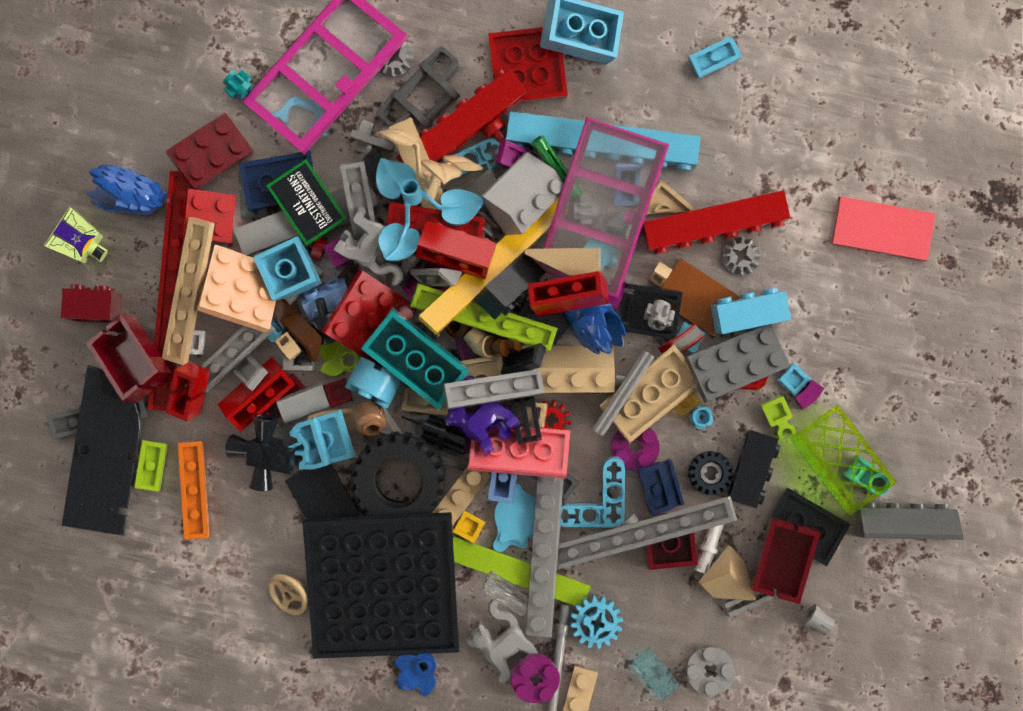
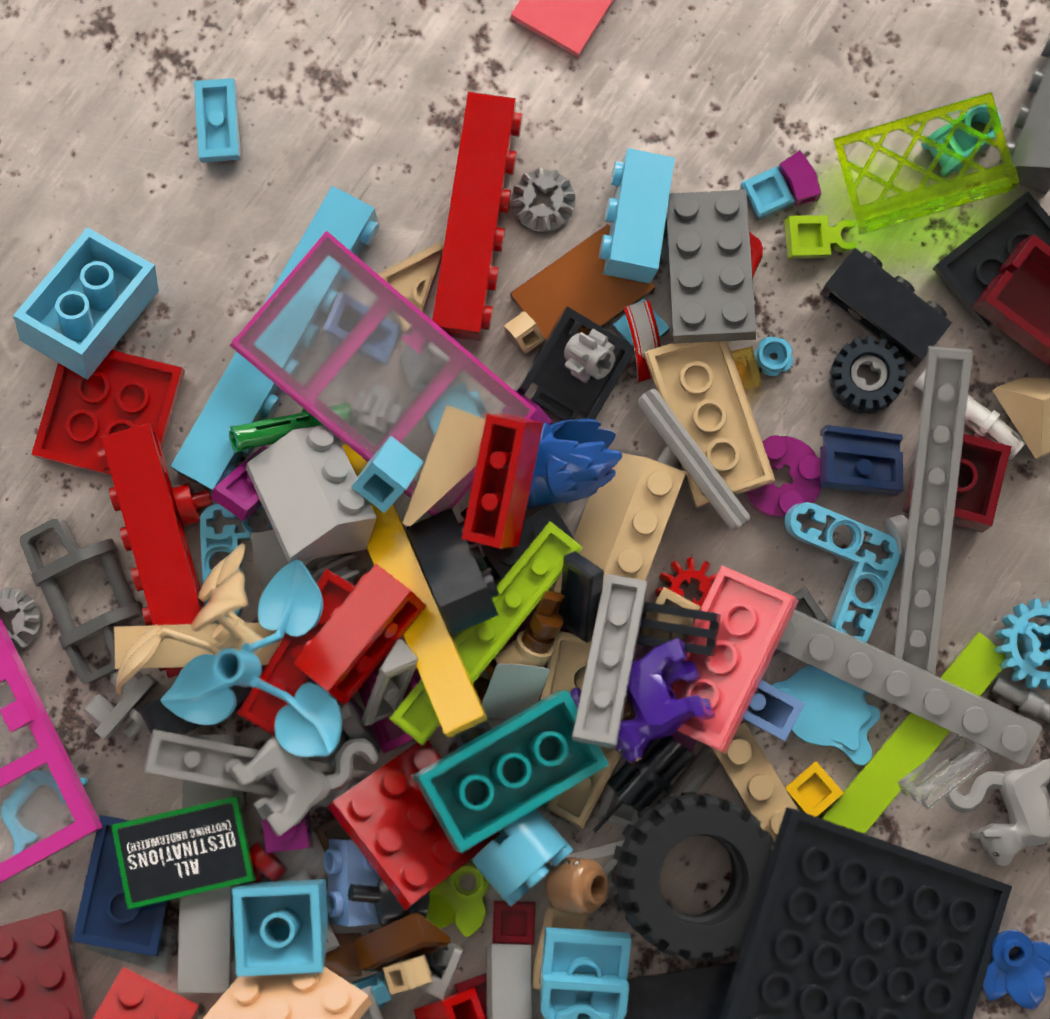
camera: 65 degrees left, 5 degrees down
(460, 344) = (513, 689): none -> white sticker
(548, 230) = (387, 474): none -> medium azure brick

